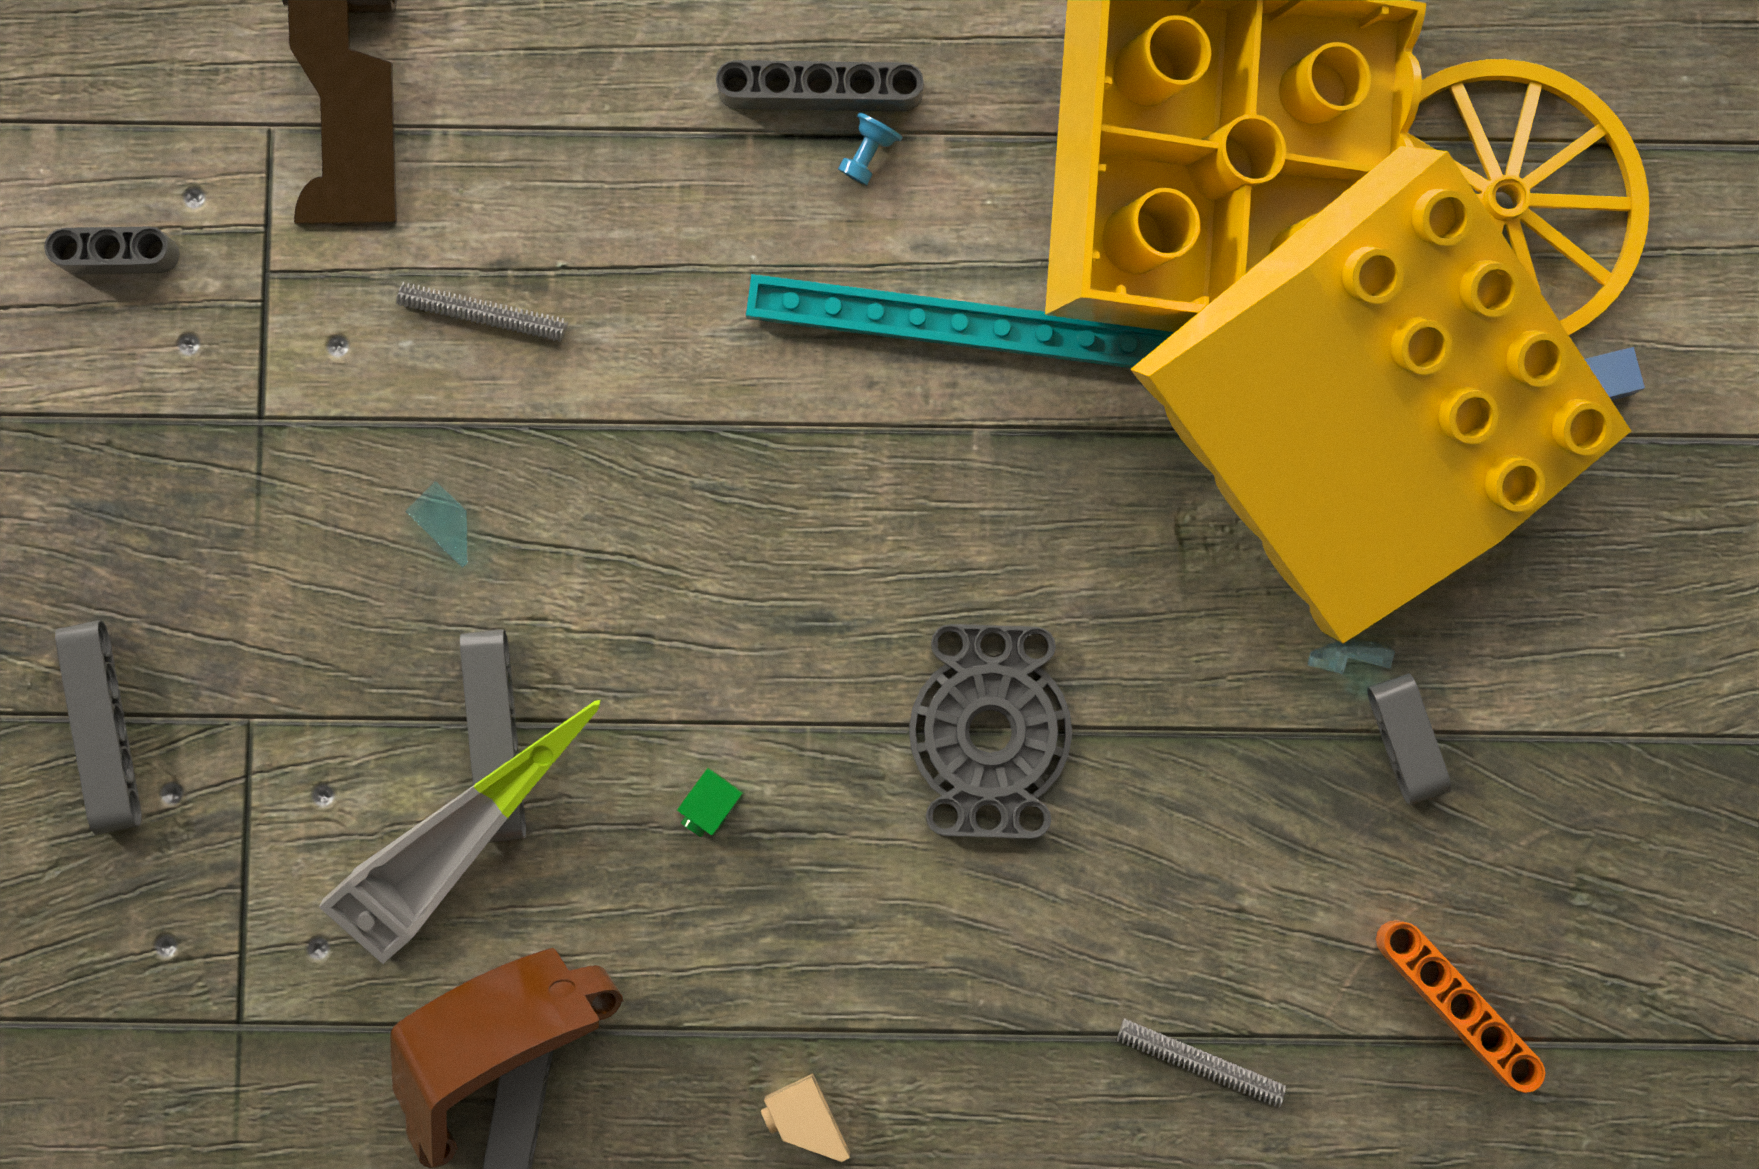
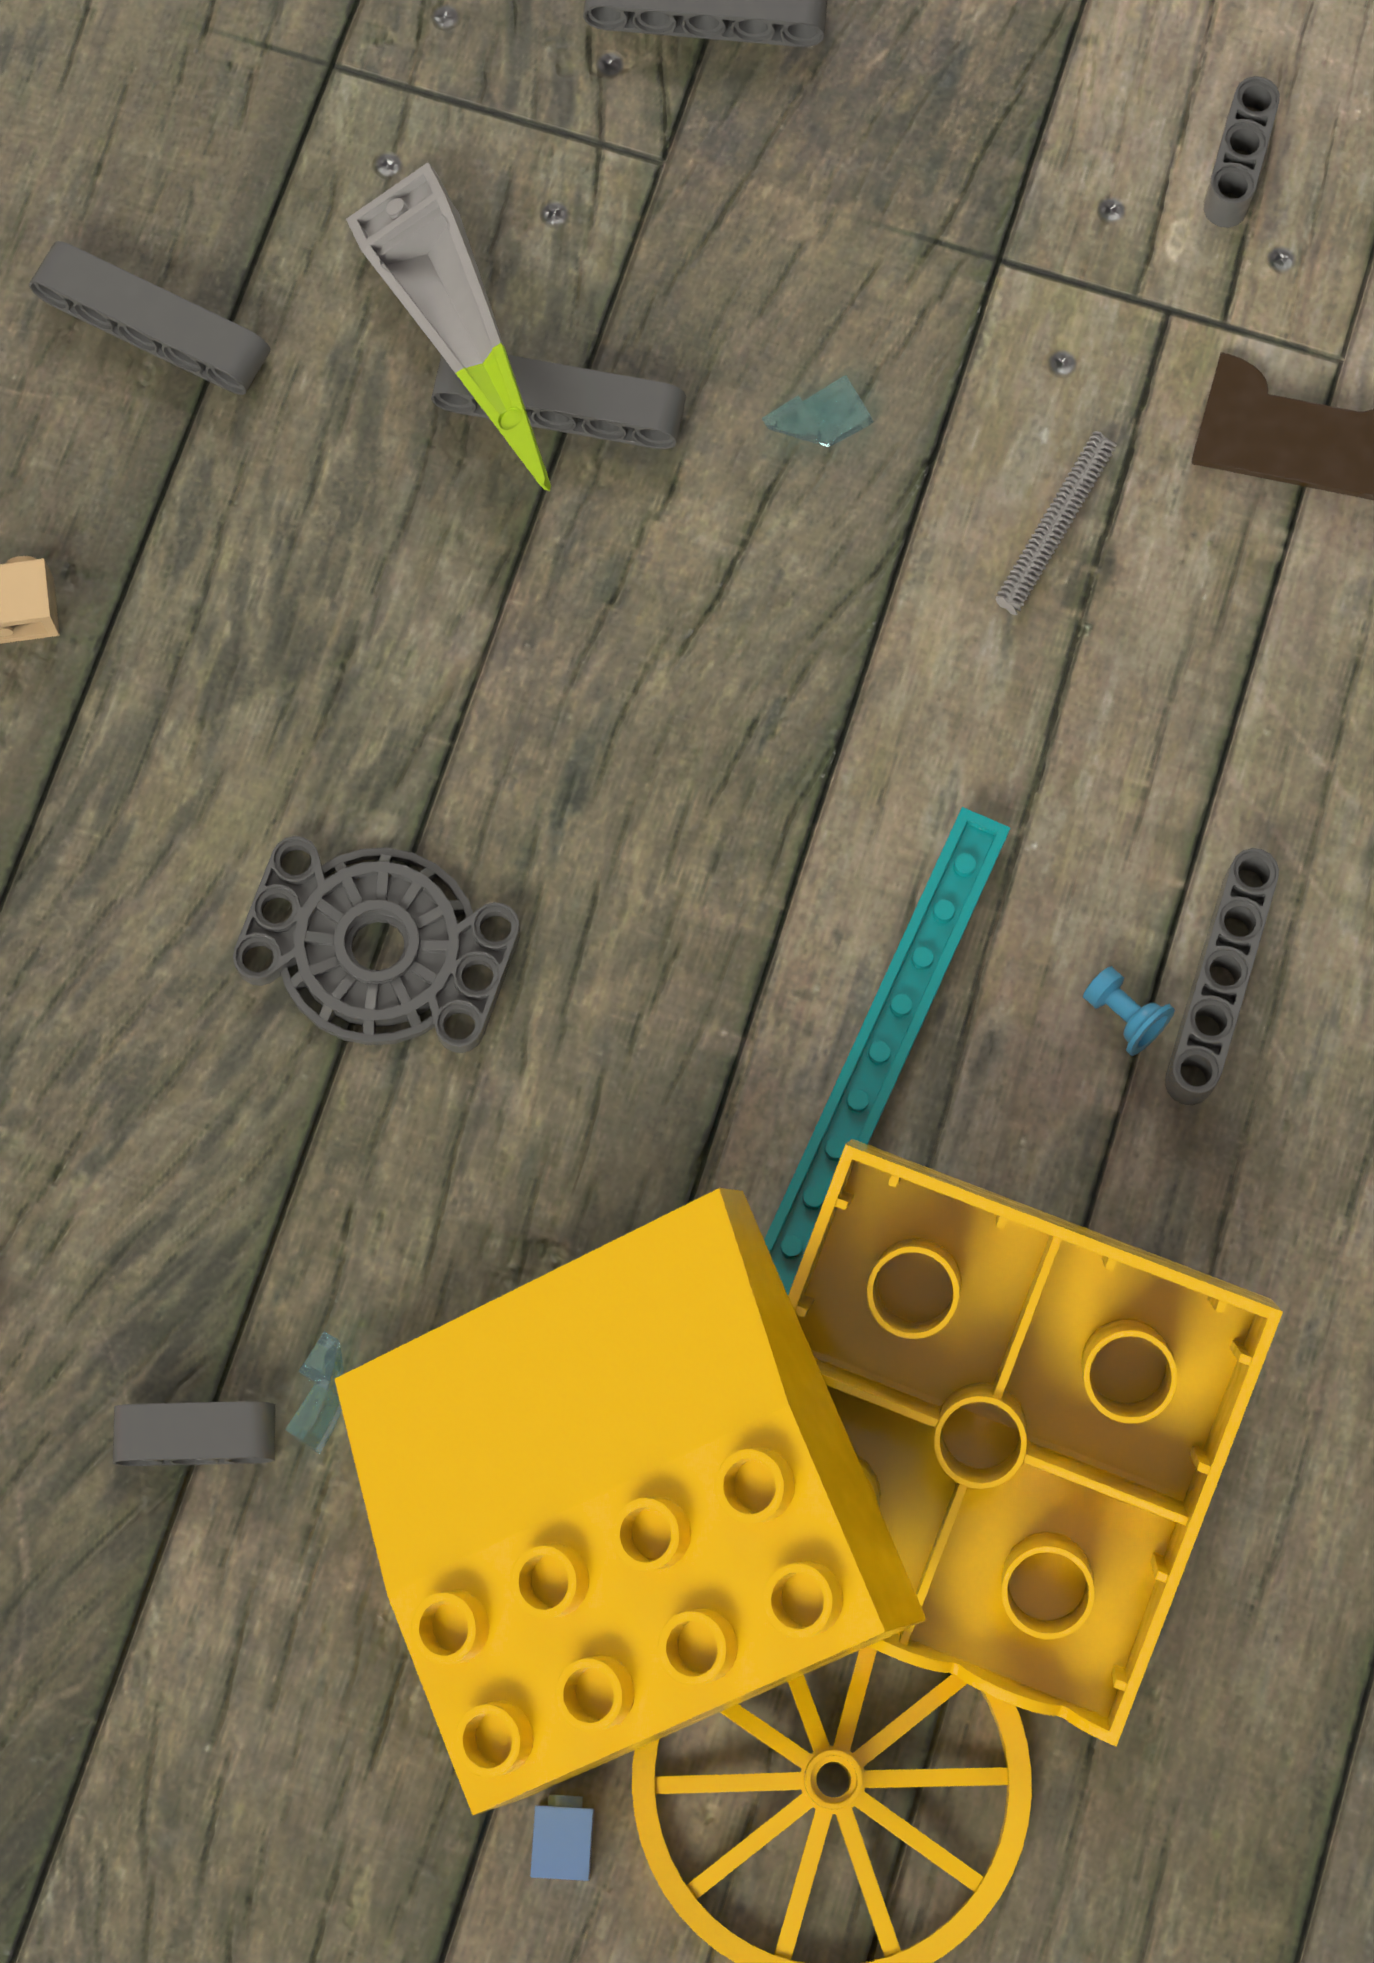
camera: 105 degrees right, 10 degrees down
(487, 1032) = (226, 296): reddish brown panel -> none
(709, 803) = (401, 605): green brick -> none

